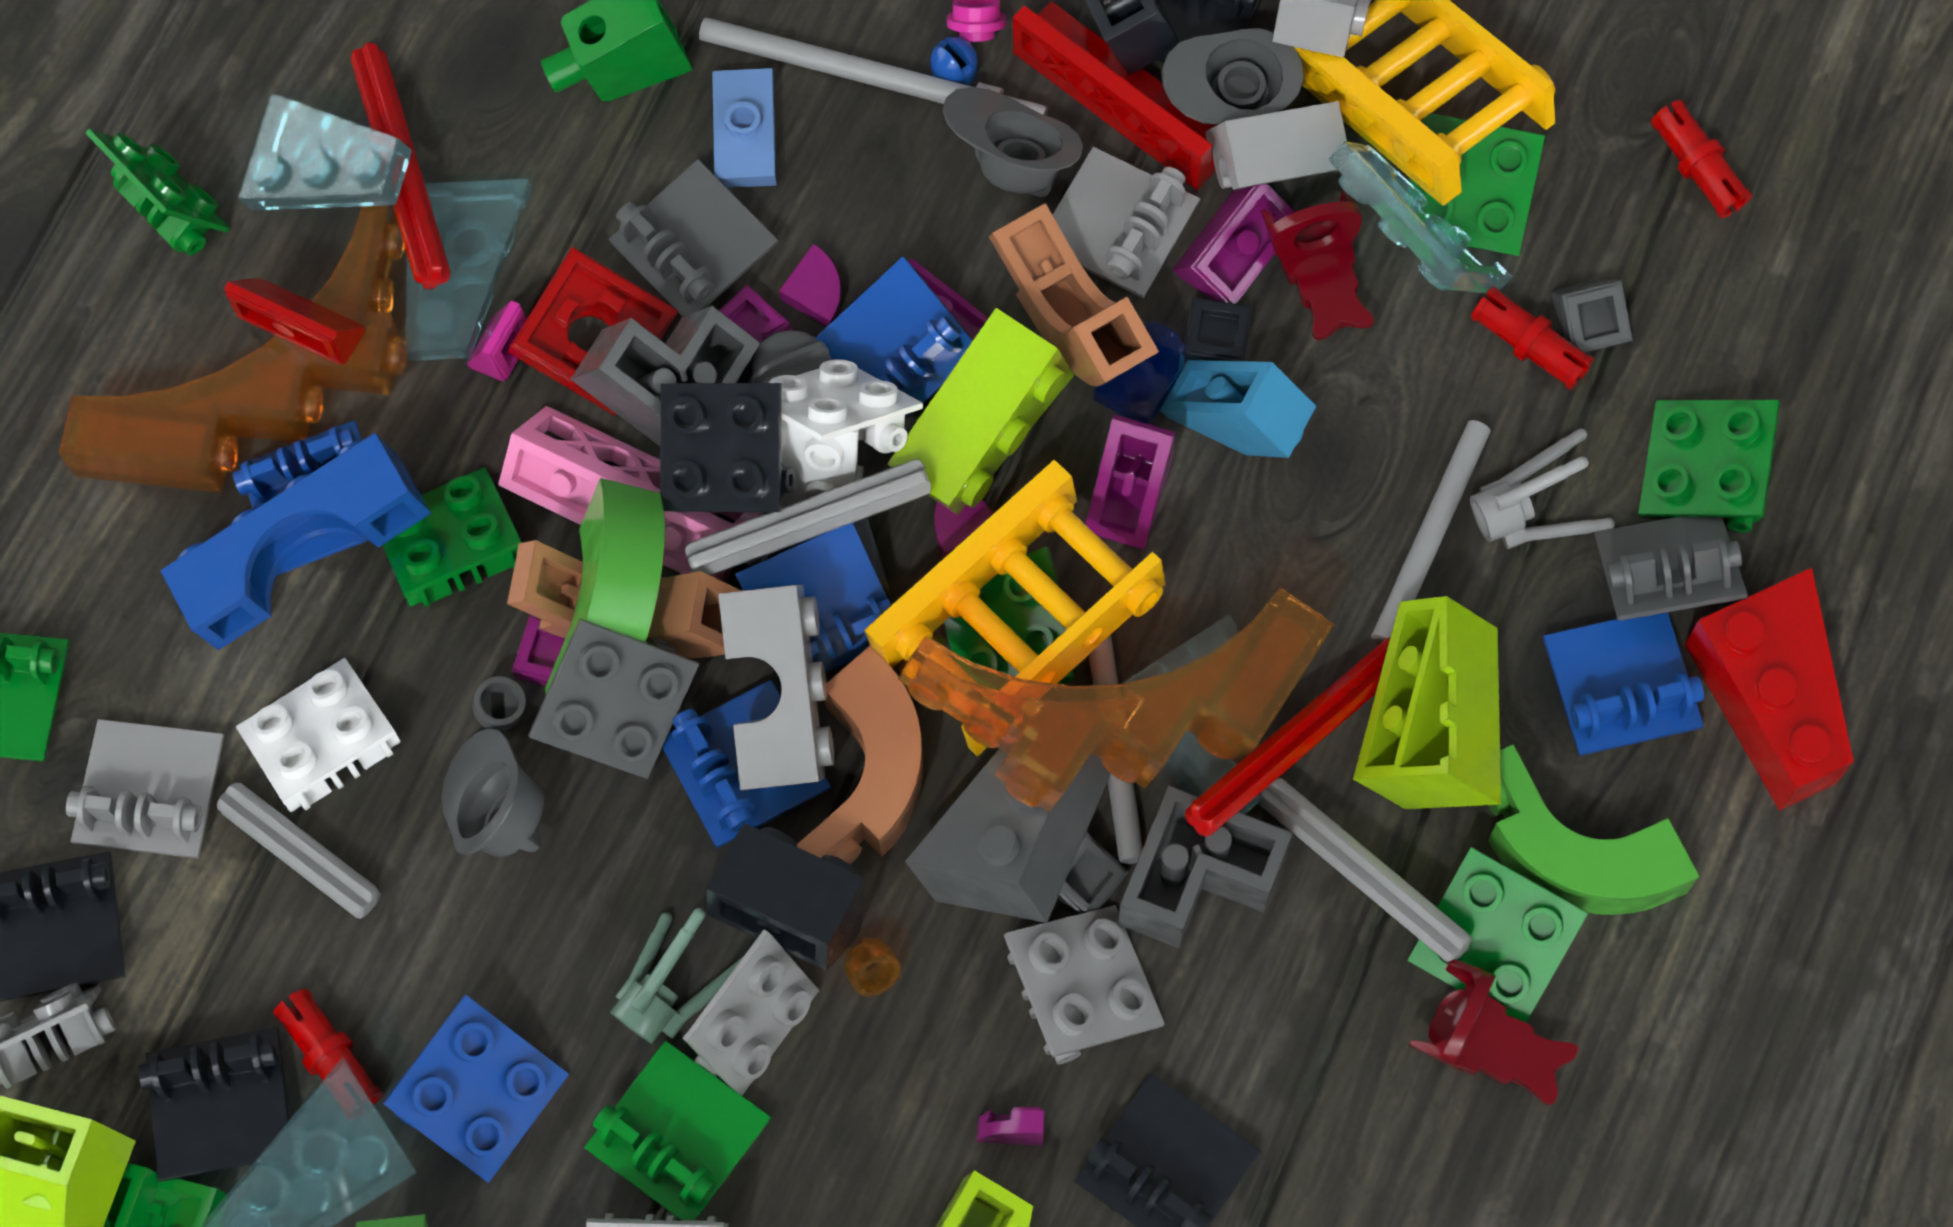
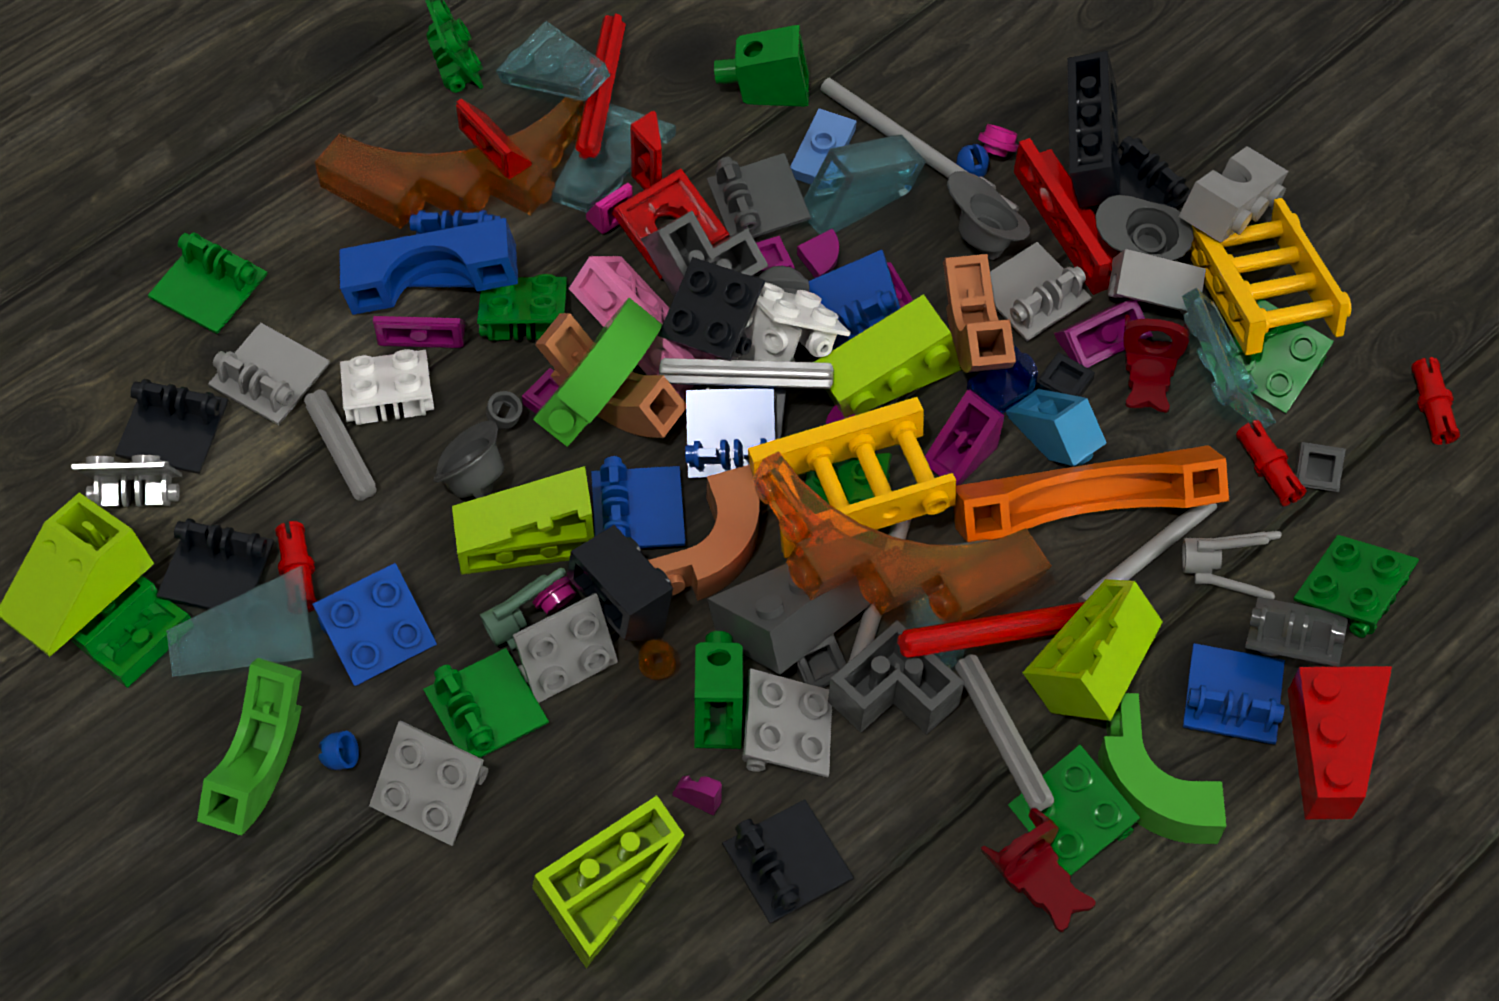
camera: 20 degrees right, 10 degrees down
(324, 635) = (419, 331): none -> magenta slope
(517, 245) = (646, 151): none -> red slope
(612, 860) = (524, 524): none -> lime wedge
(614, 698) = (573, 426): dark grey hinge -> none
(701, 941) = (555, 596): none -> dark pink plate
(777, 629) = (670, 497): light grey arch -> none
(823, 160) = (861, 180): none -> clear light blue slope
(977, 978) = (718, 680): none -> green torso
(1417, 423) = (1155, 480): none -> orange arch

